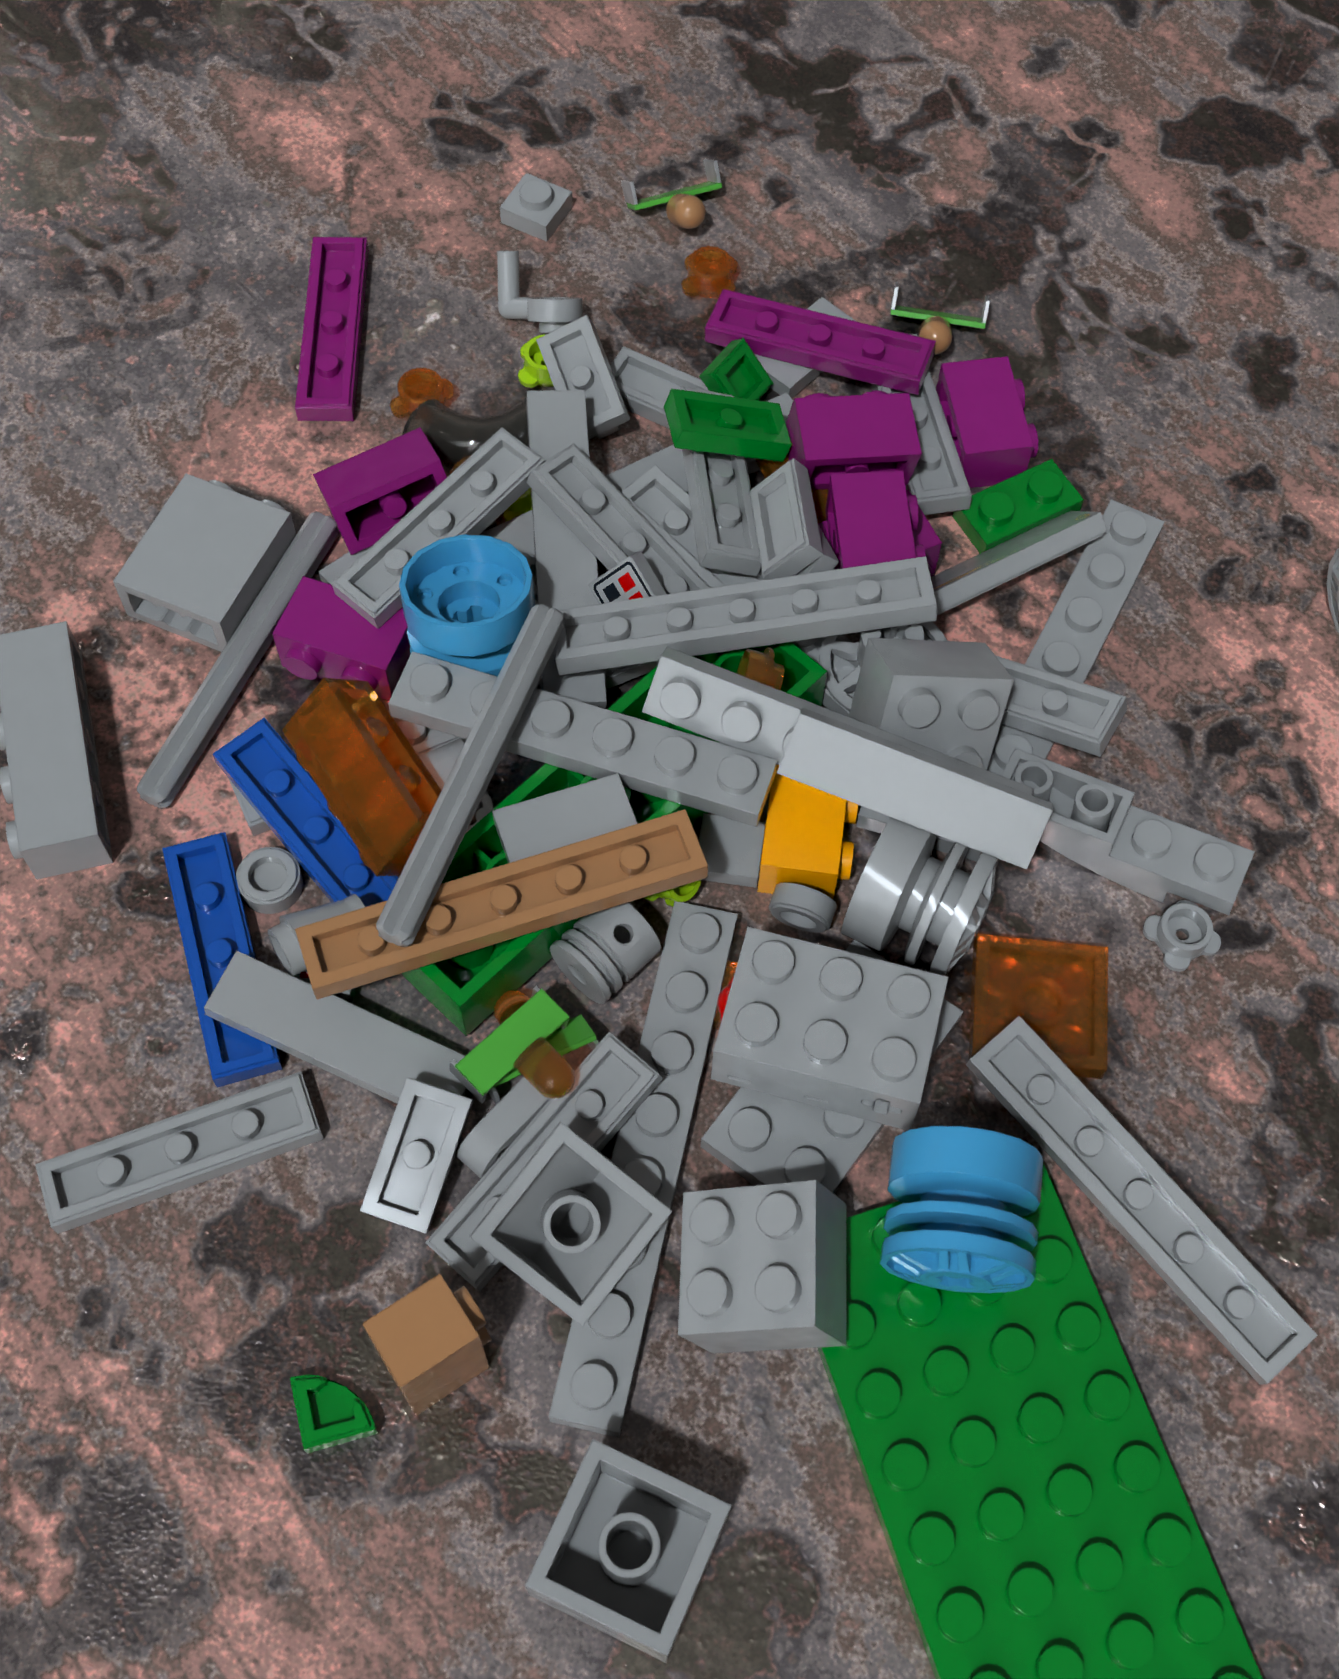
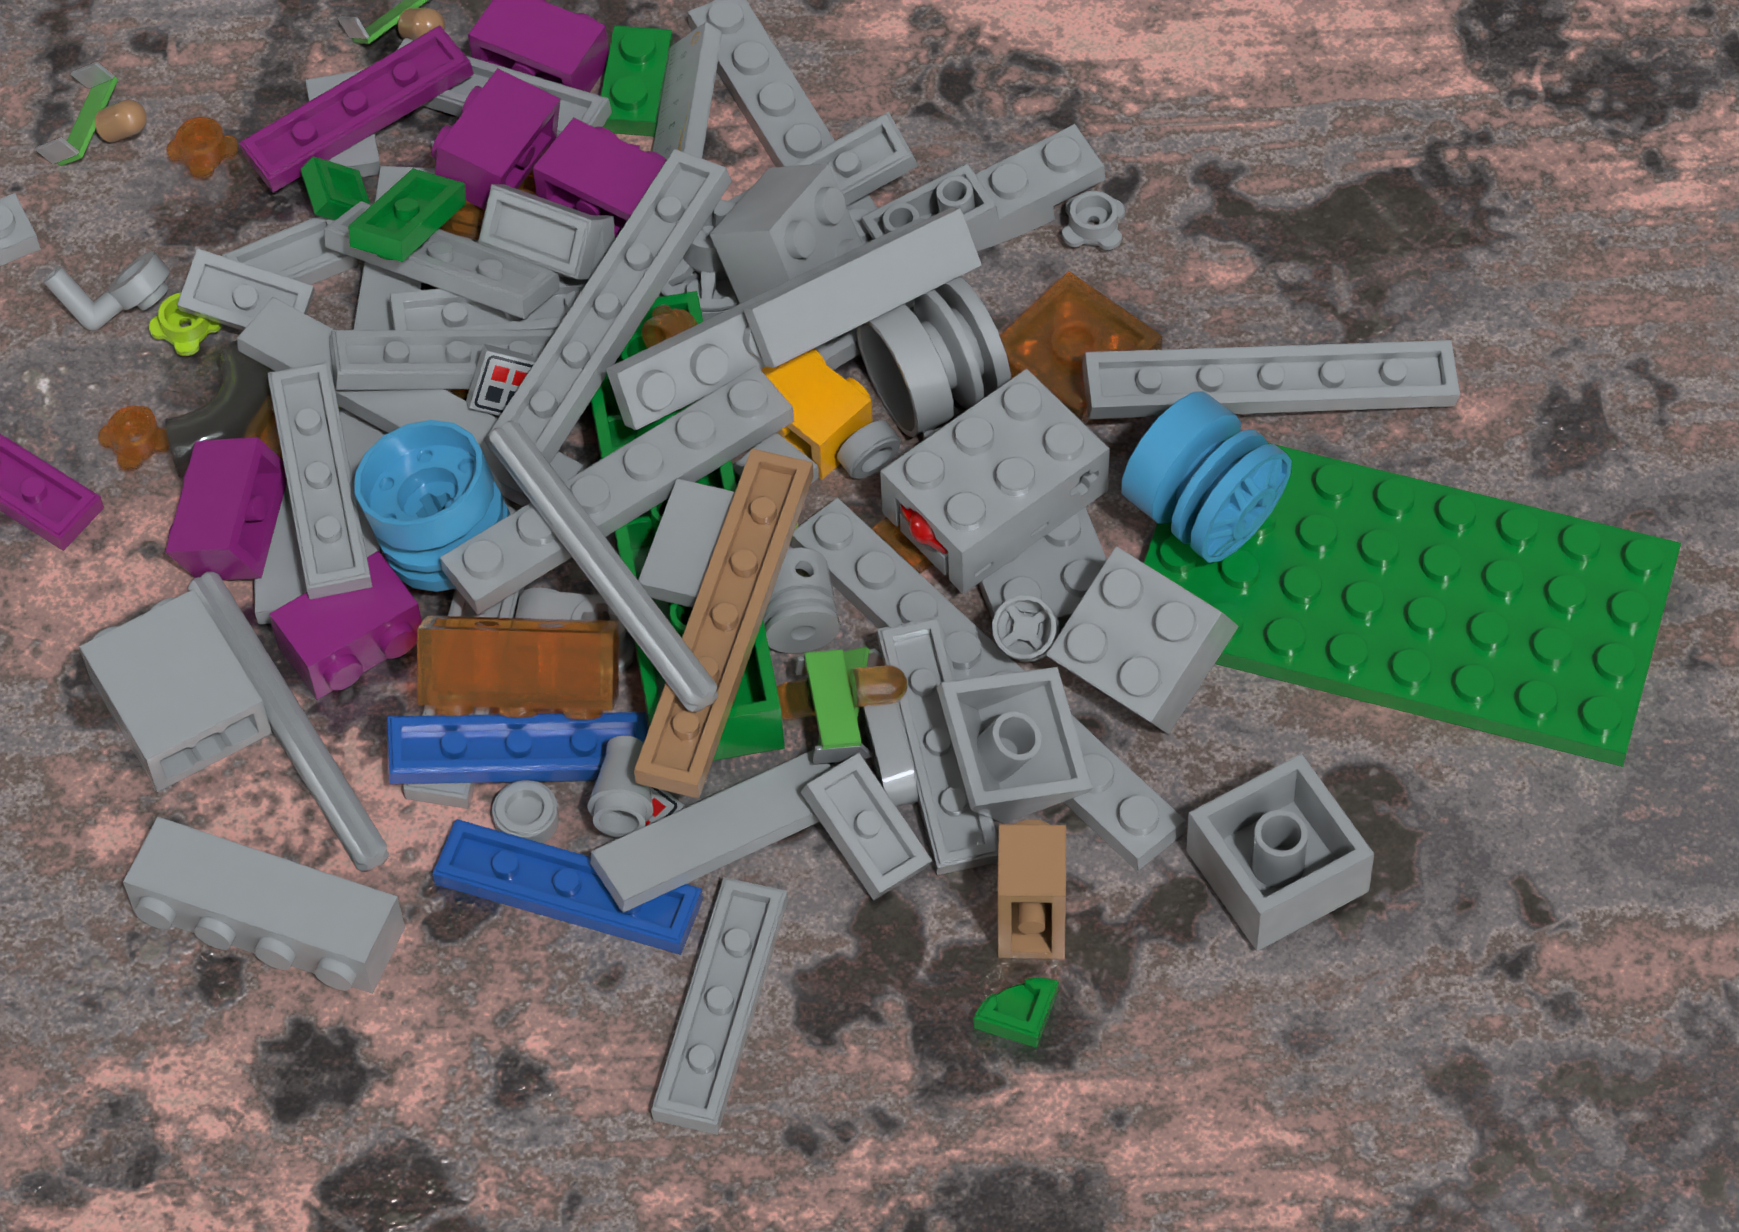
camera: 50 degrees left, 5 degrees down
(688, 1154) = (1019, 620): none -> light grey wheel

